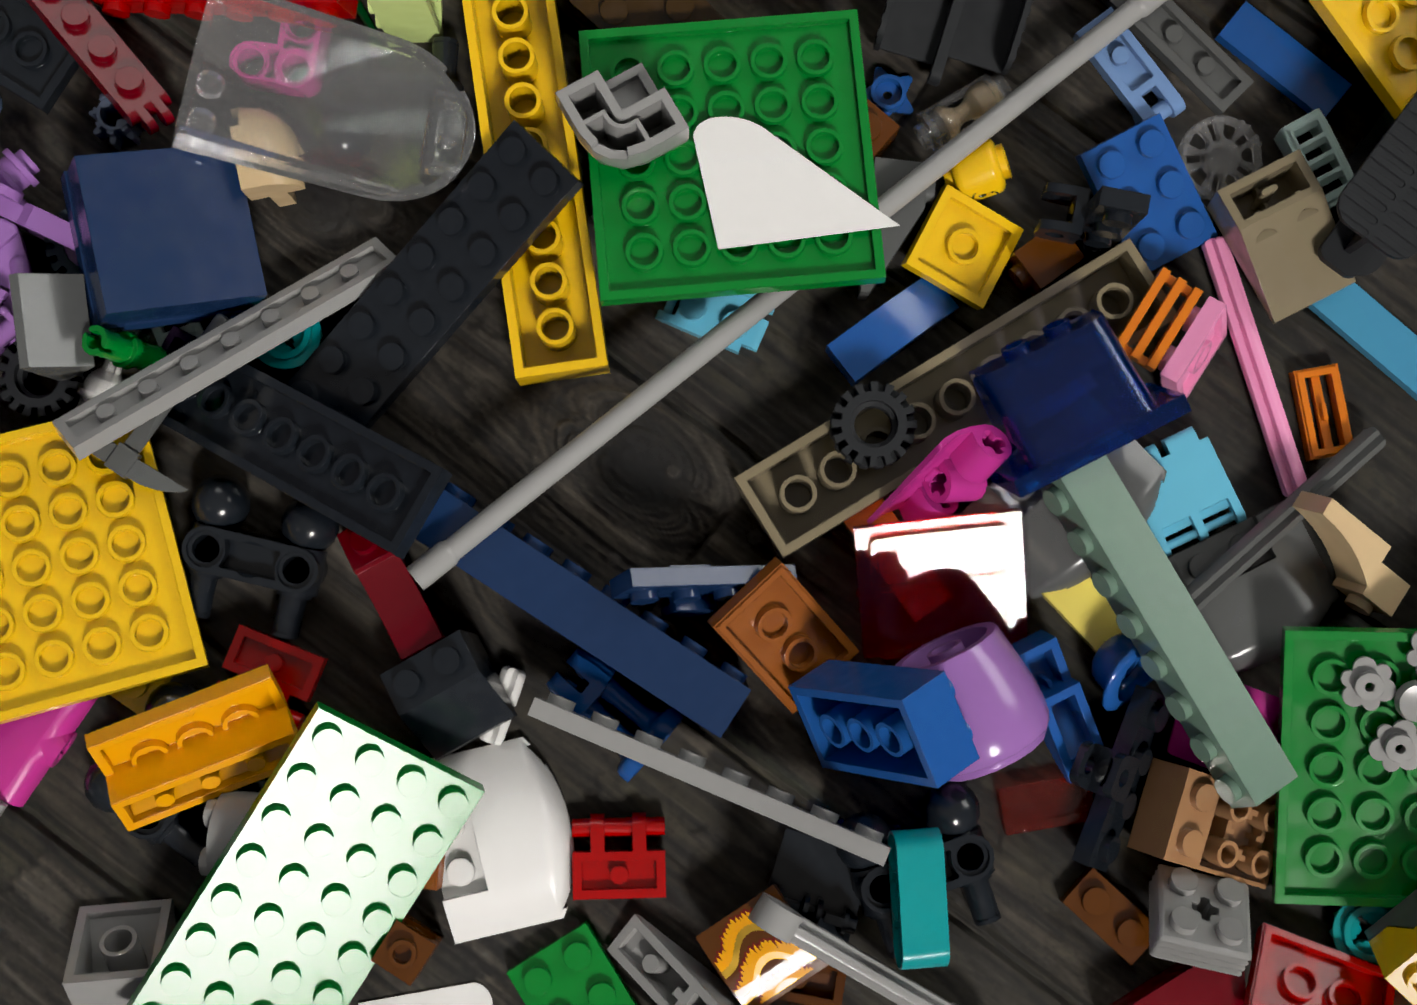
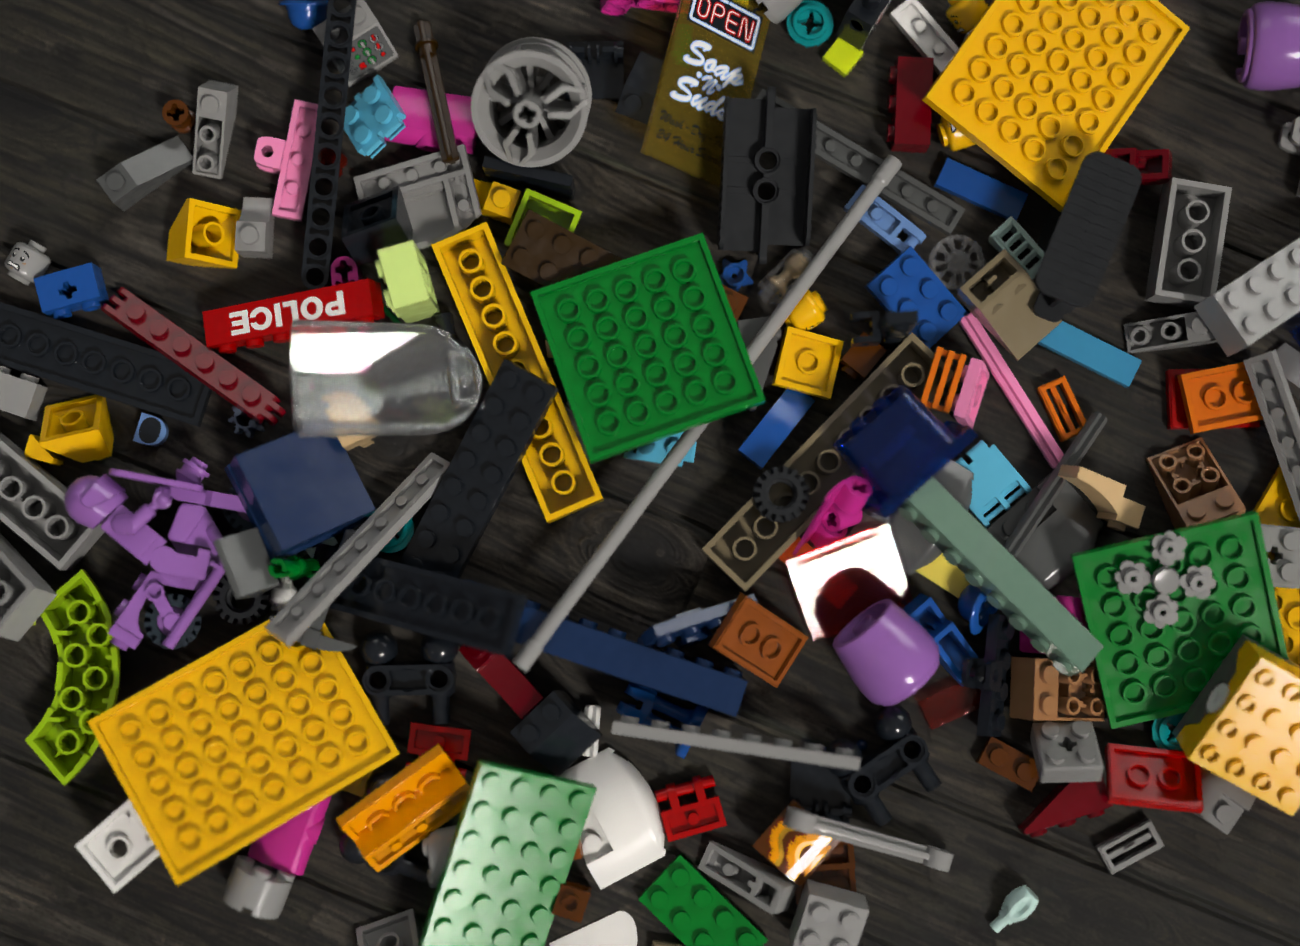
camera: 10 degrees left, 0 degrees up
(624, 118) = (575, 343): light grey brick -> none
(769, 191) = (677, 363): white sticker -> none
(885, 721) = (836, 679): blue brick -> none
(918, 898) = (886, 784): teal beam -> none

